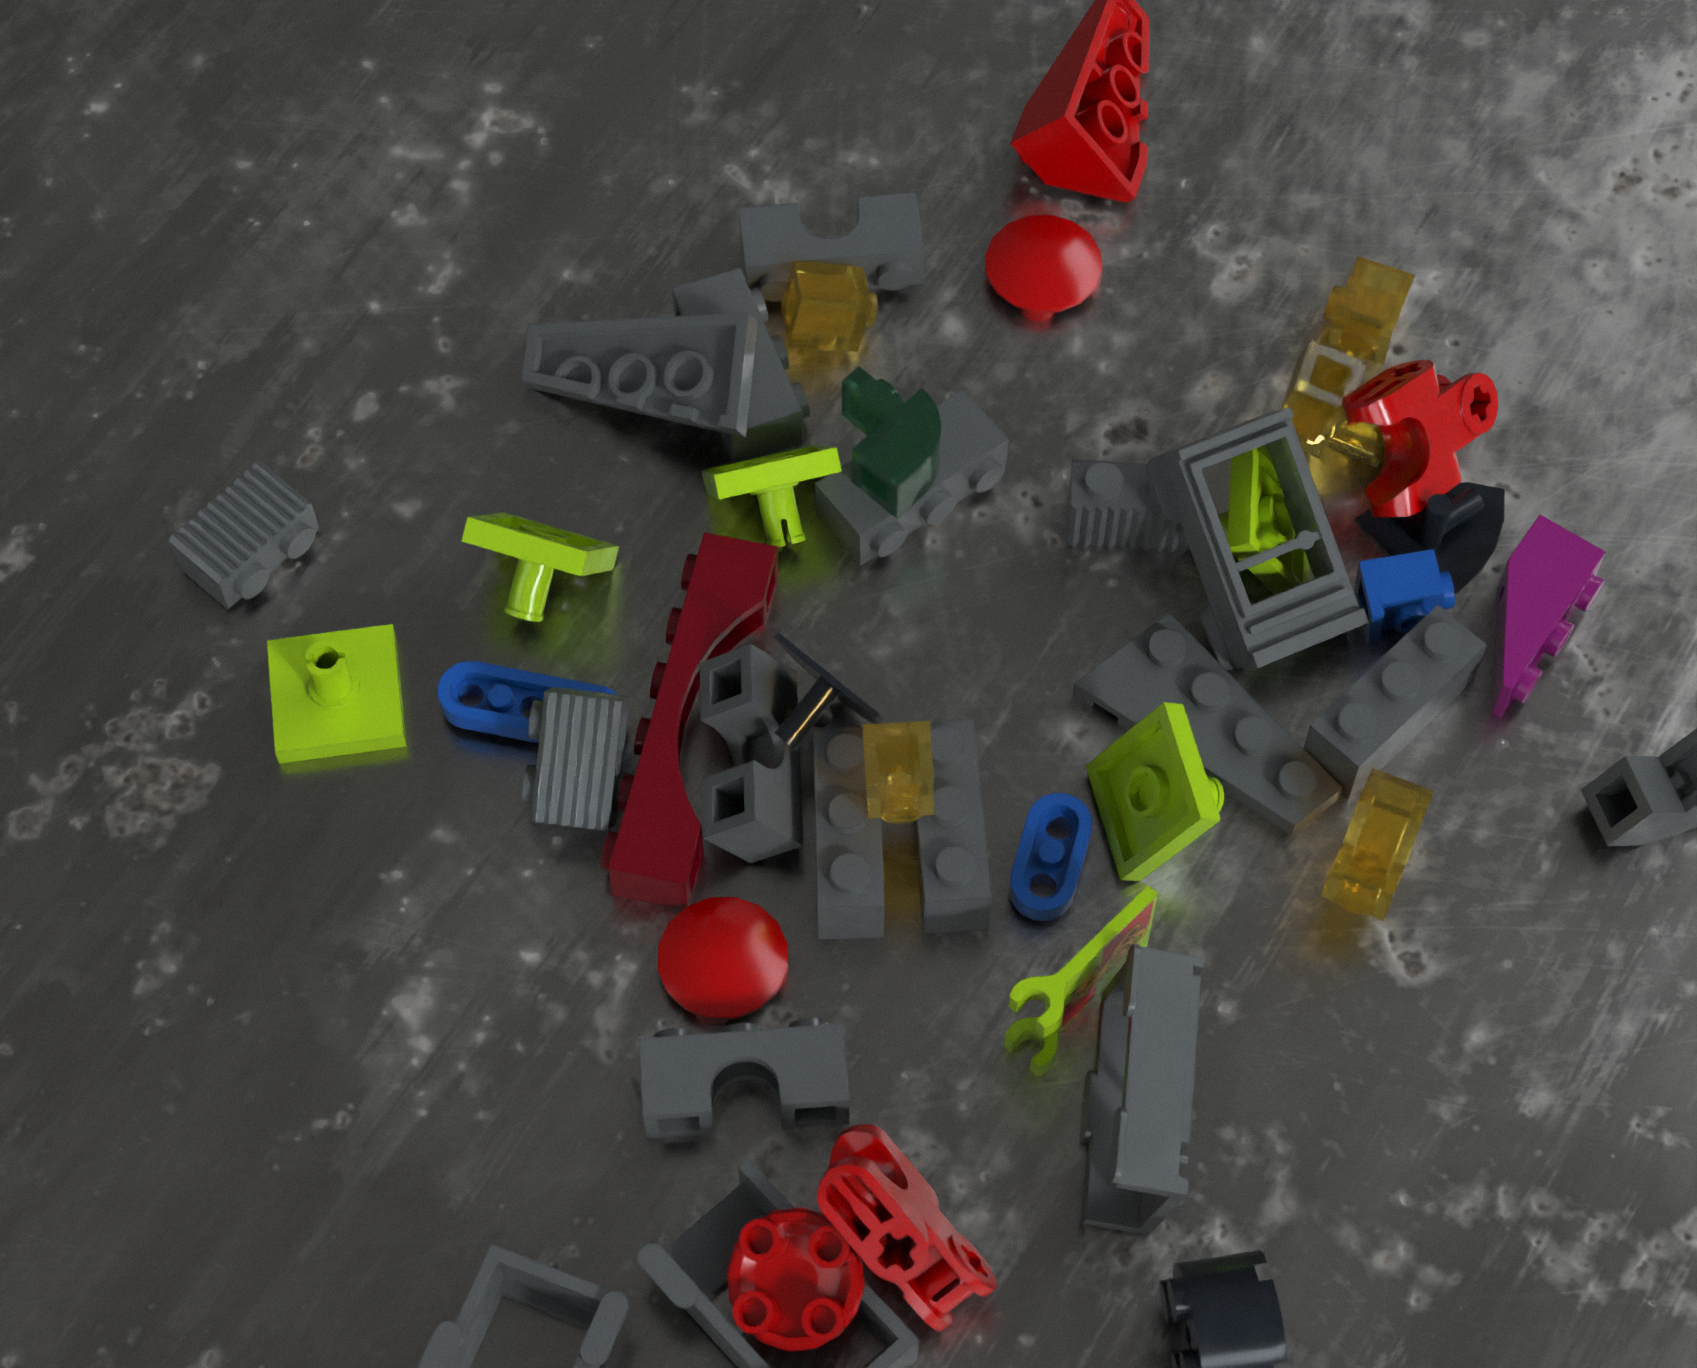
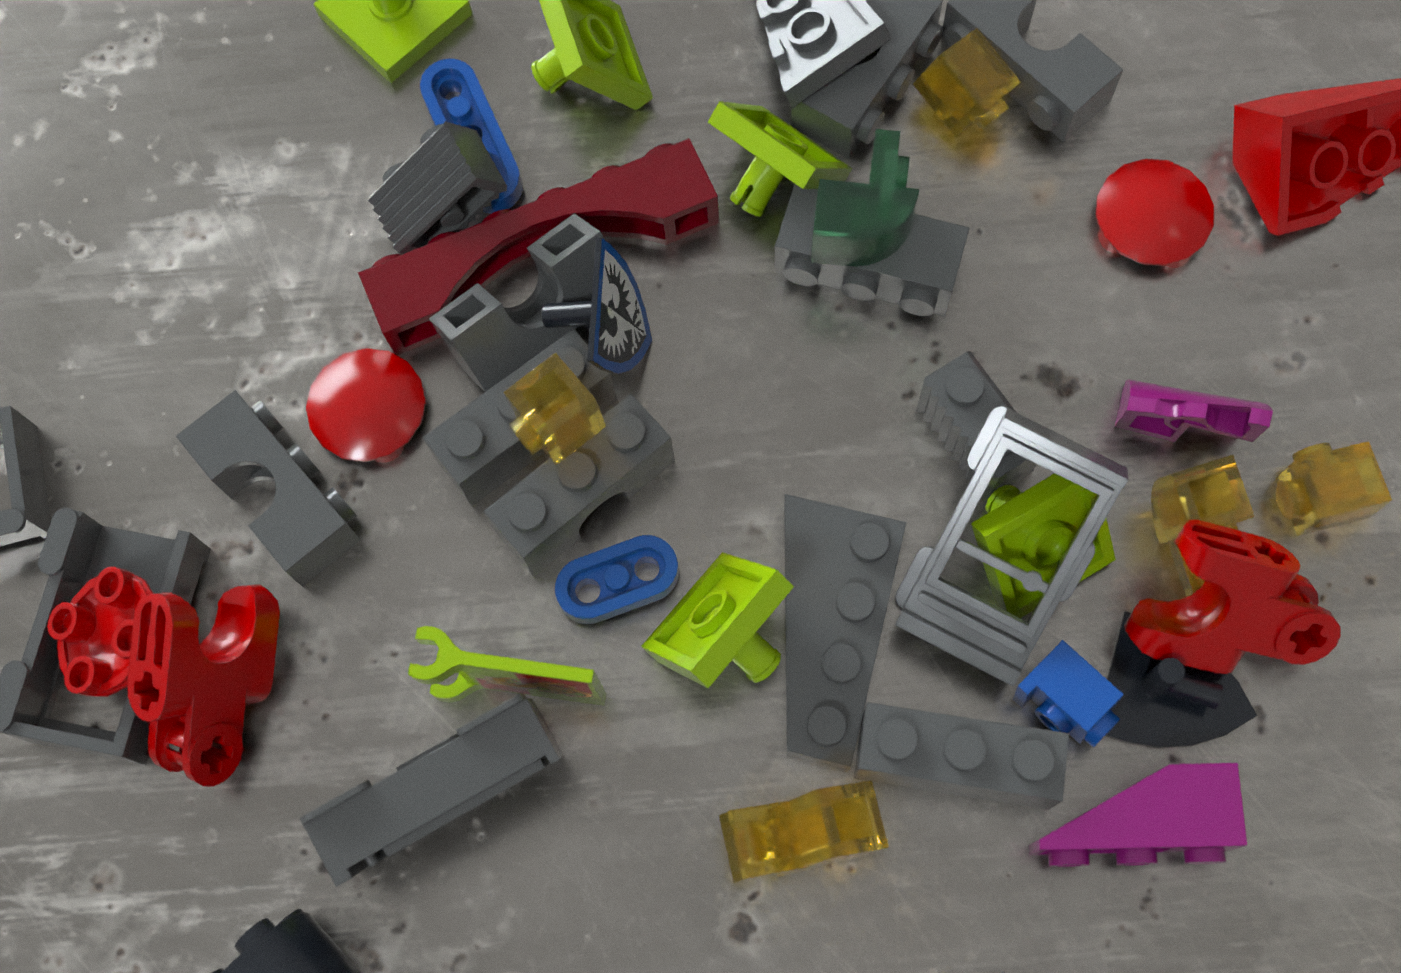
camera: 60 degrees right, 10 degrees up
(1226, 367) = (1169, 411): none -> magenta slope

